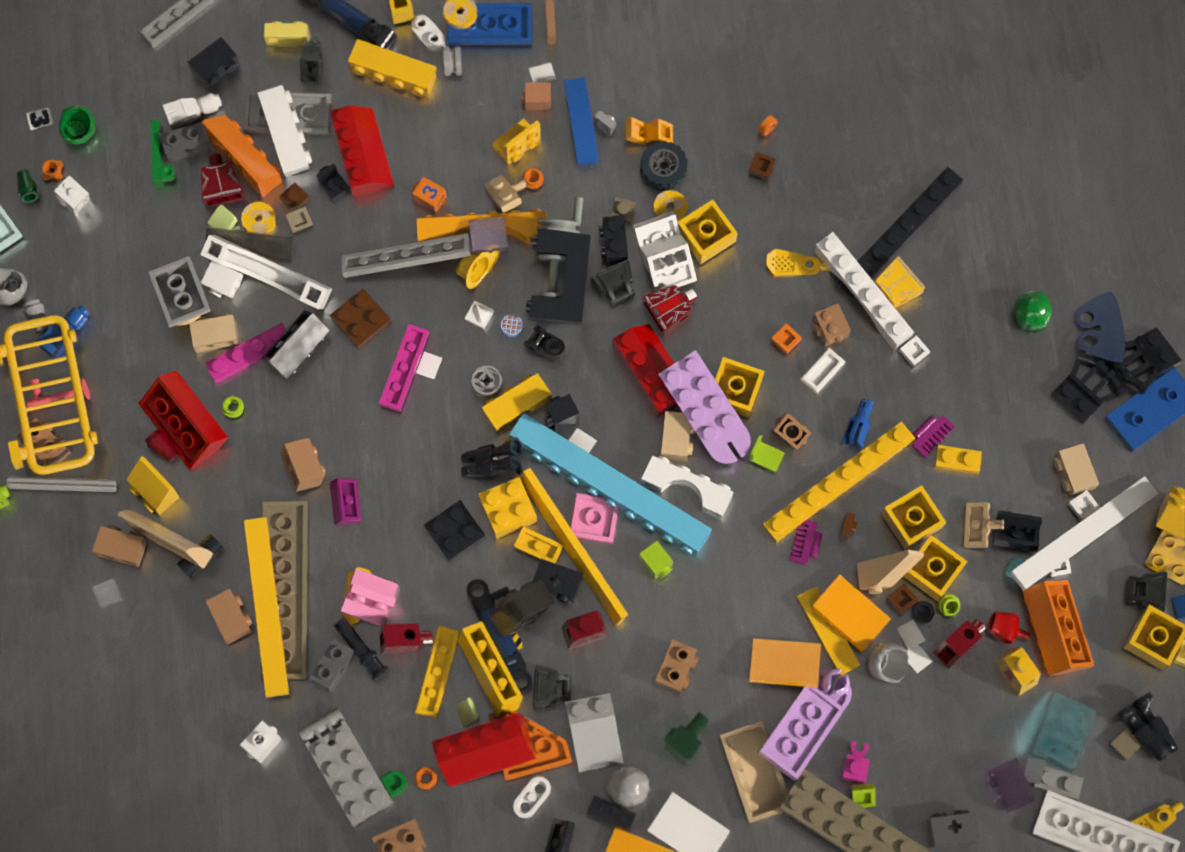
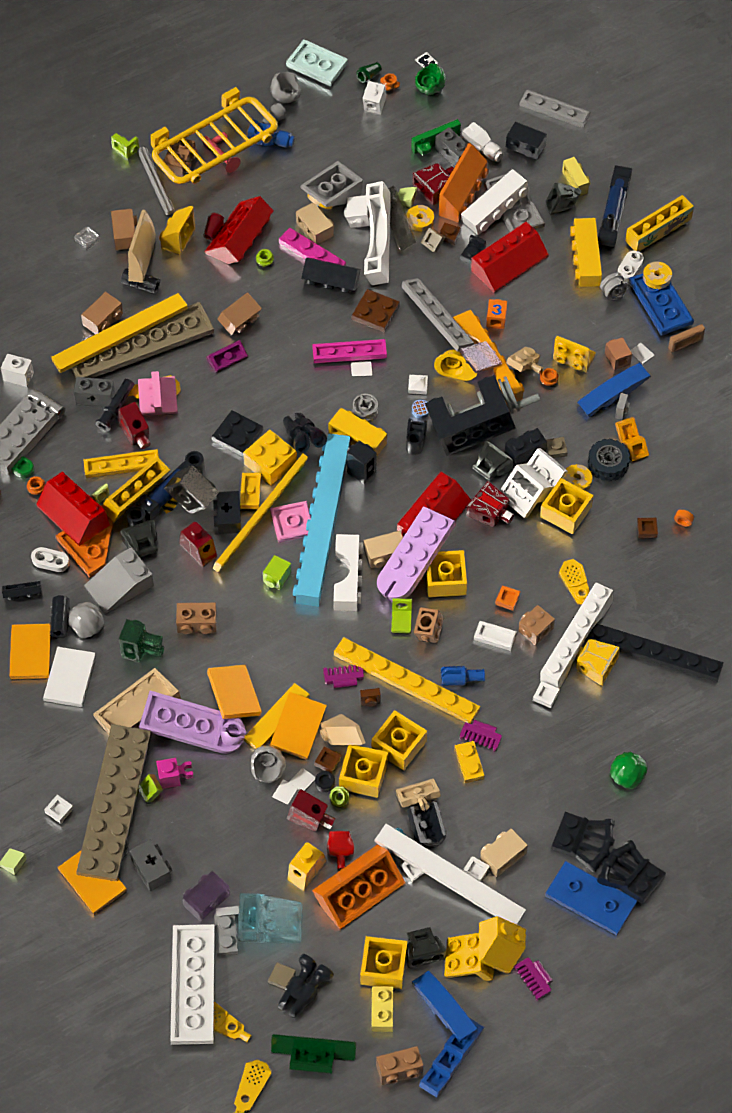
camera: 70 degrees right, 15 degrees down
(582, 440) = (350, 491): white sticker -> none
(1111, 336) = (653, 832): dark blue piece -> none

